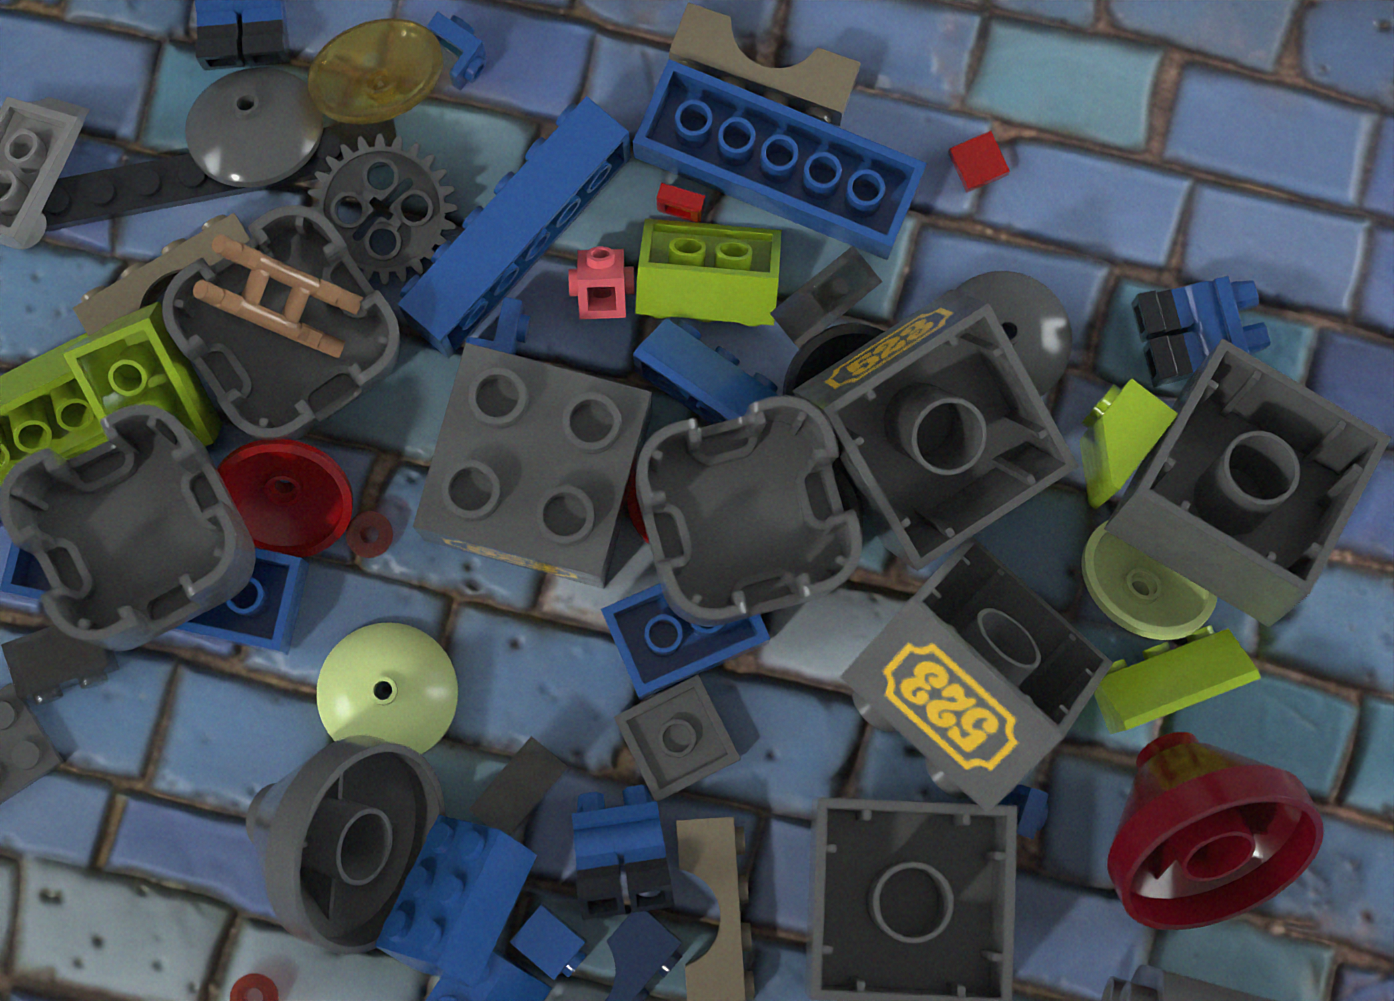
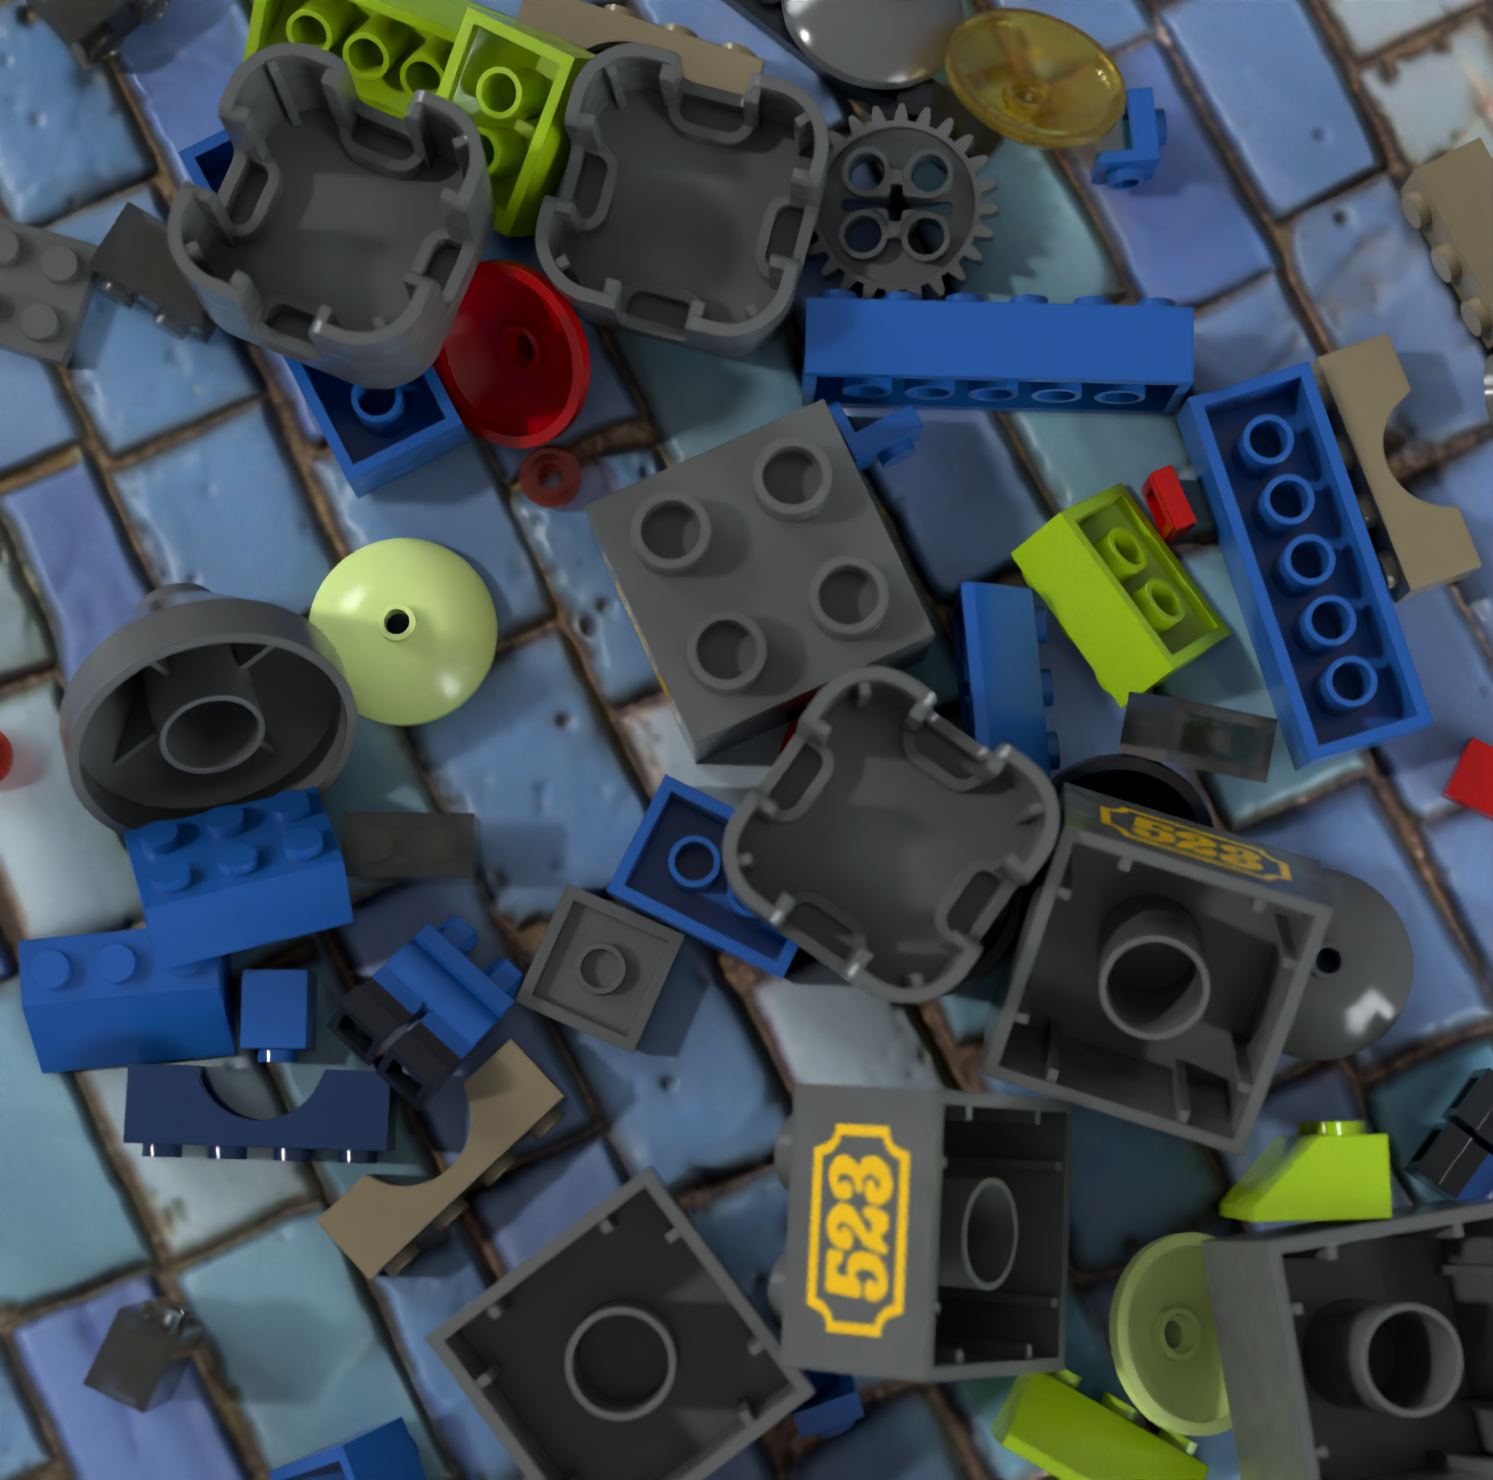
camera: 50 degrees right, 0 degrees up
(302, 286) = (672, 144): medium nougat piece -> none
(601, 283) = (1012, 492): coral brick -> none

